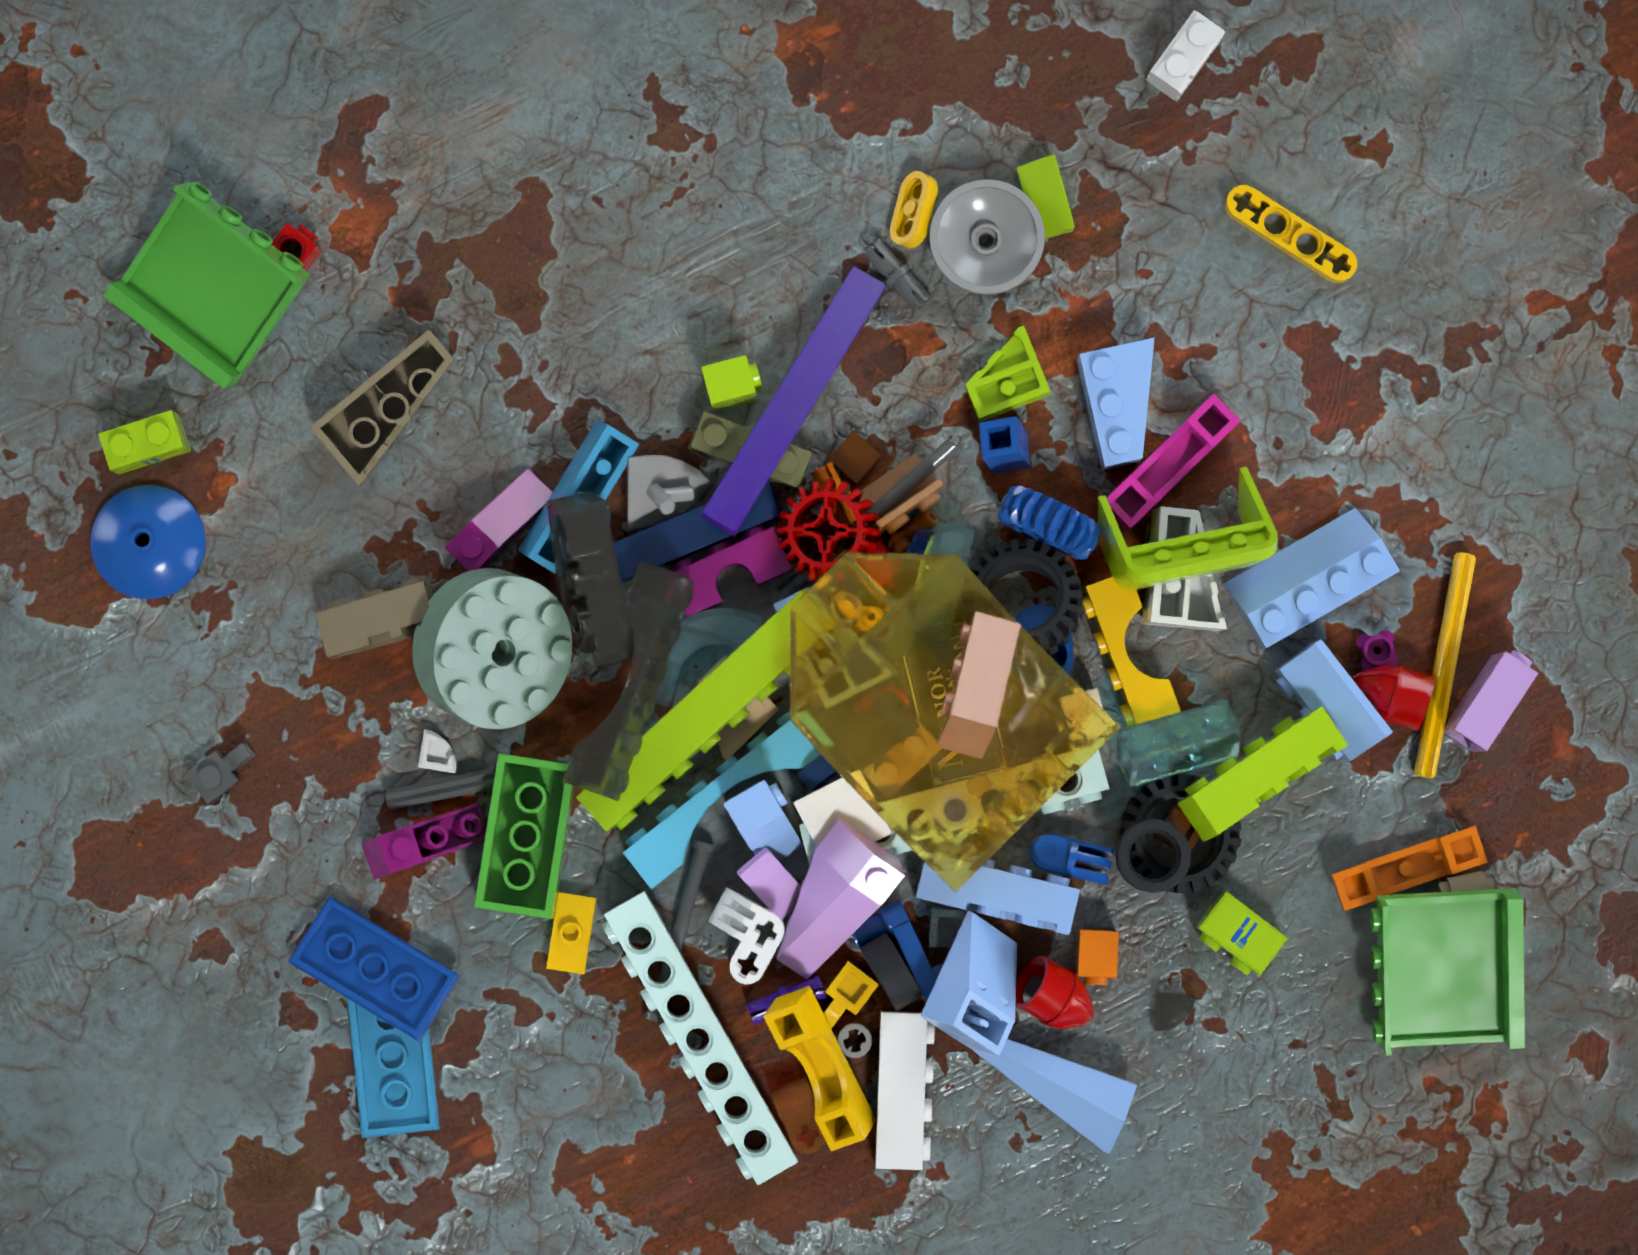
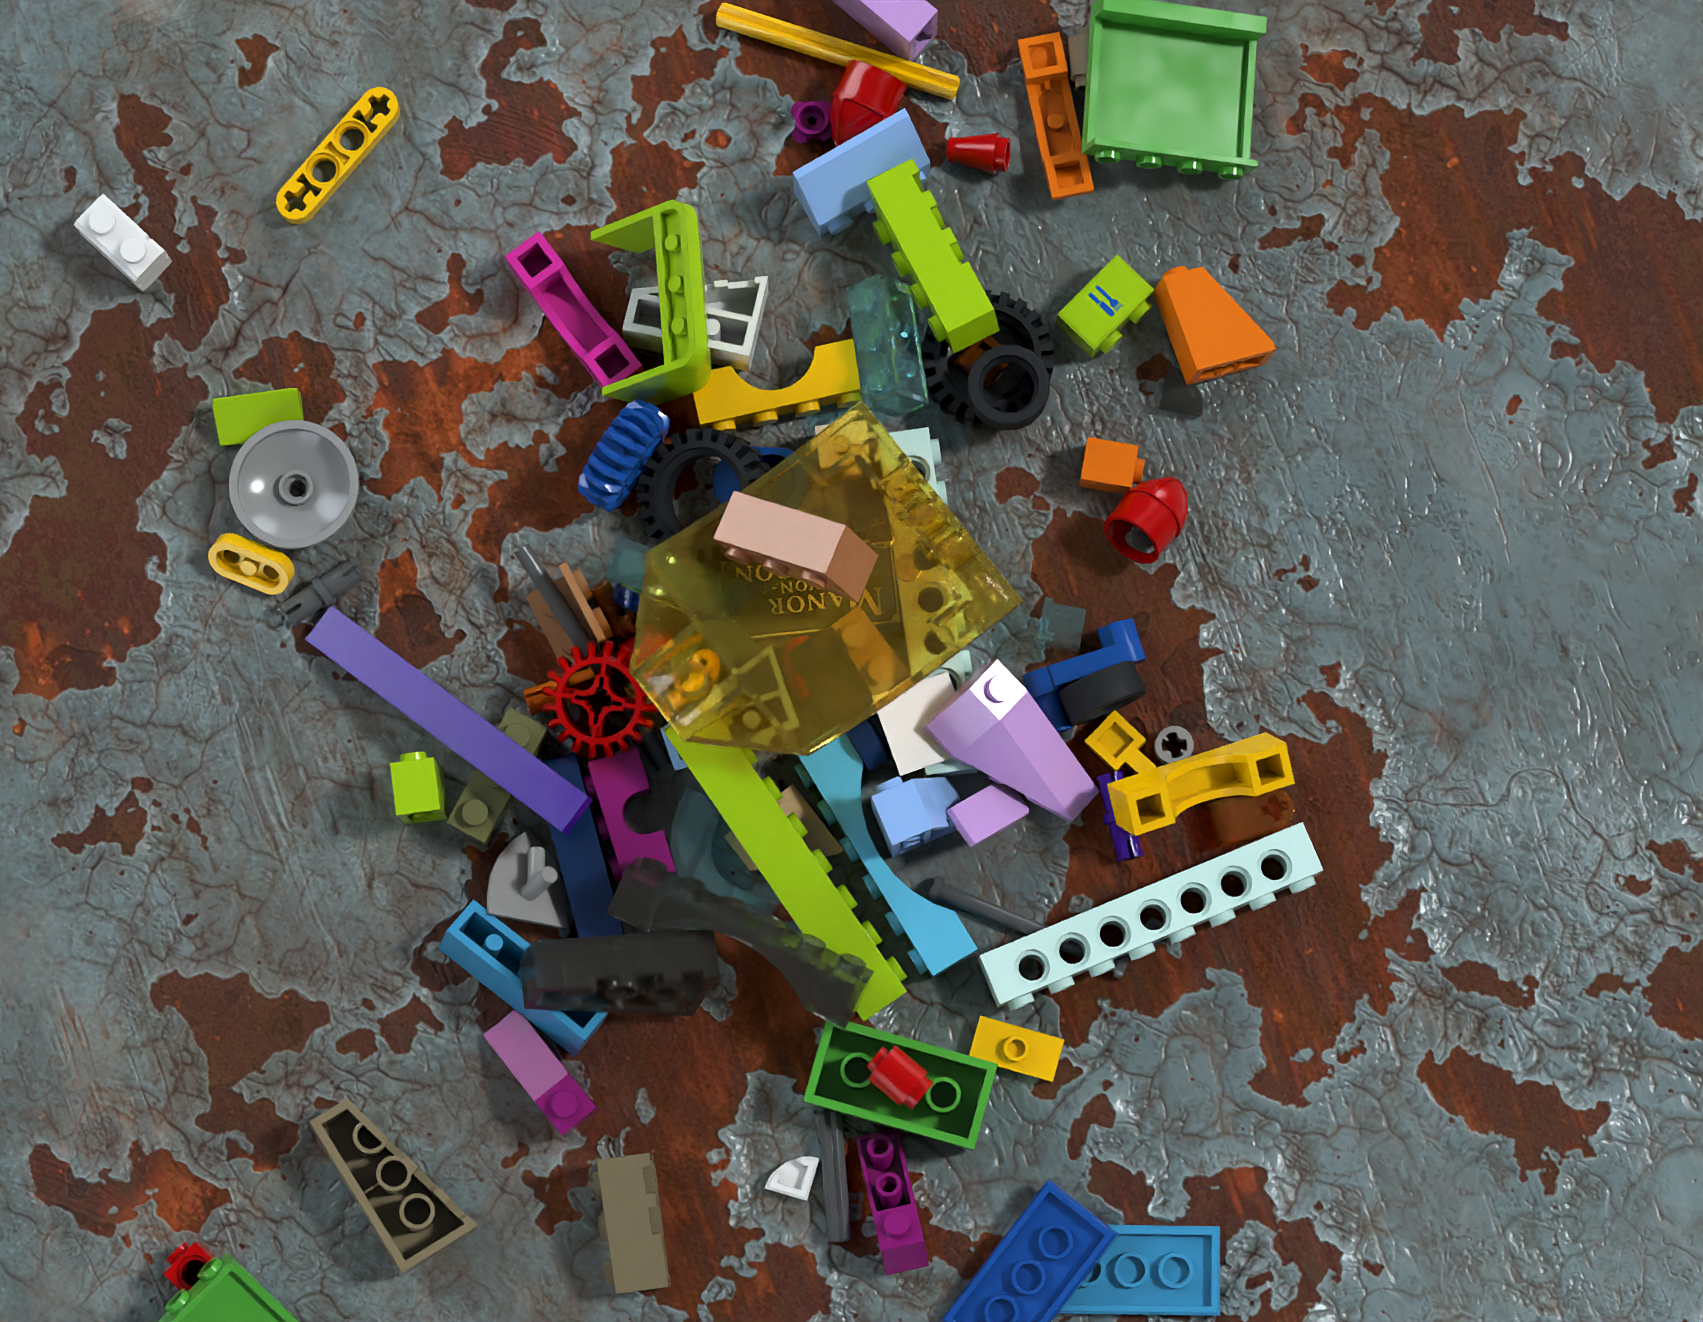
camera: 80 degrees left, 5 degrees down
(492, 648) = (683, 1091): brick -> none
(526, 834) = (899, 1076): none -> red brick
(739, 918) = (1024, 850): white piece -> none
(855, 457) = (521, 664): reddish brown tile -> none
(902, 1091) = (1234, 698): white brick -> none
(976, 987) = (1132, 599): light blue slope -> none
(1004, 445) = (530, 494): blue brick -> none
(1007, 896) = (1033, 556): light blue wedge -> none
(1008, 379) = (457, 483): lime wing -> none
(1061, 854) = (999, 480): blue arm -> none
(1078, 1094) = (1263, 505): light blue wedge -> none
(1117, 399) = (497, 365): light blue wedge -> none
(1234, 1027) = (1208, 326): none -> orange slope
(1310, 578) = (723, 181): light blue slope -> none
(1368, 805) = (981, 152): none -> red cone

